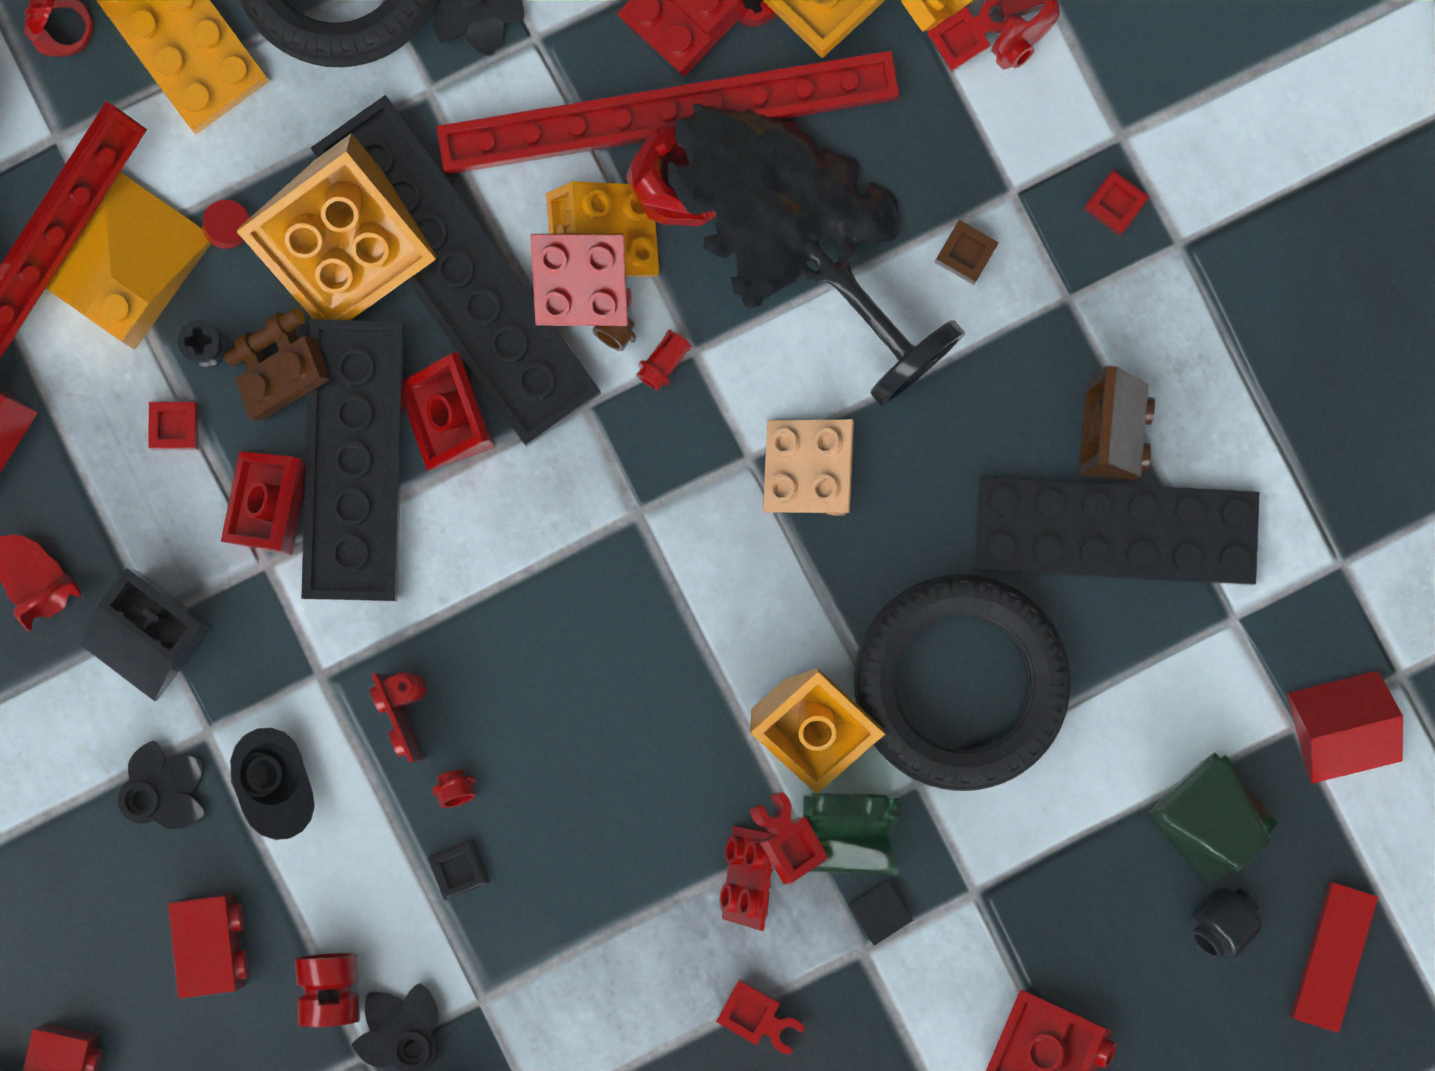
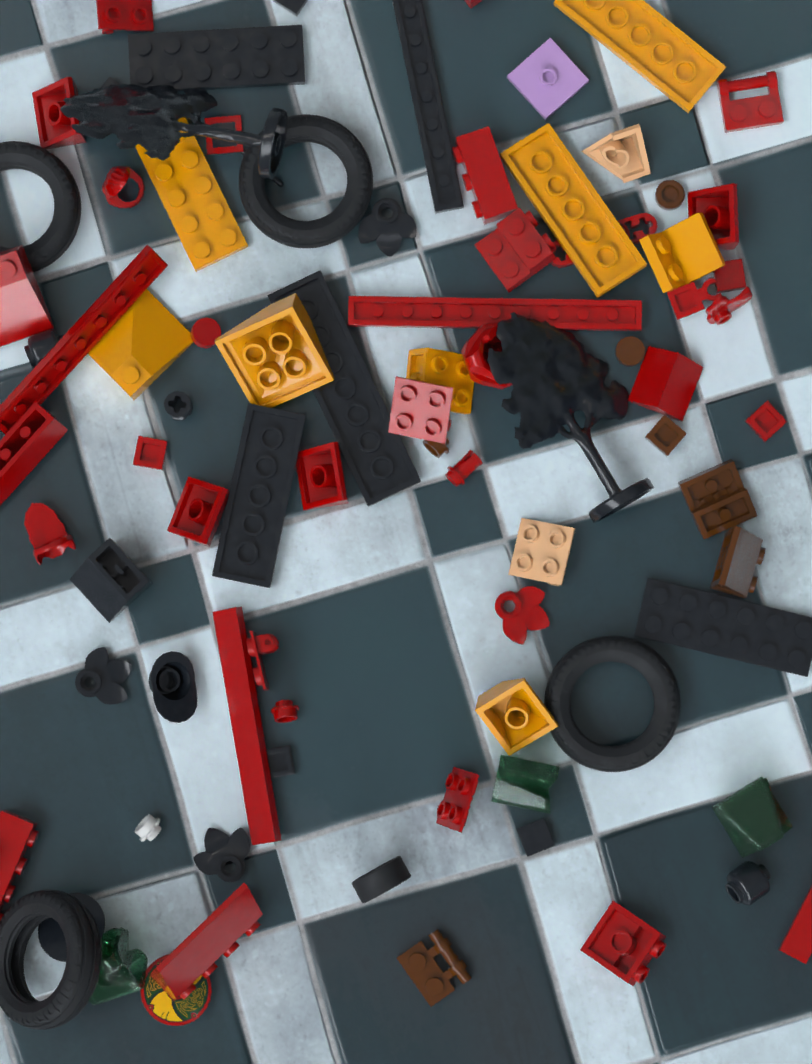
camera: 15 degrees right, 0 degrees up
(208, 945) = (116, 779): red brick -> none
(273, 1012) = (148, 828): none -> white plate
(283, 376) = (225, 435): reddish brown plate -> none
(324, 973) = (189, 810): red wheel -> none
(399, 825) = (246, 726): none -> red tile
(651, 1026) = (381, 879): none -> black tyre
(751, 1015) = (444, 885): red plate -> none
(791, 843) = (488, 781): red plate -> none
(802, 568) = (525, 616): none -> red plate
(887, 133) = (630, 351): none -> reddish brown tile
(951, 171) = (665, 382): none -> red slope
(1064, 336) = (717, 499): none -> reddish brown slope

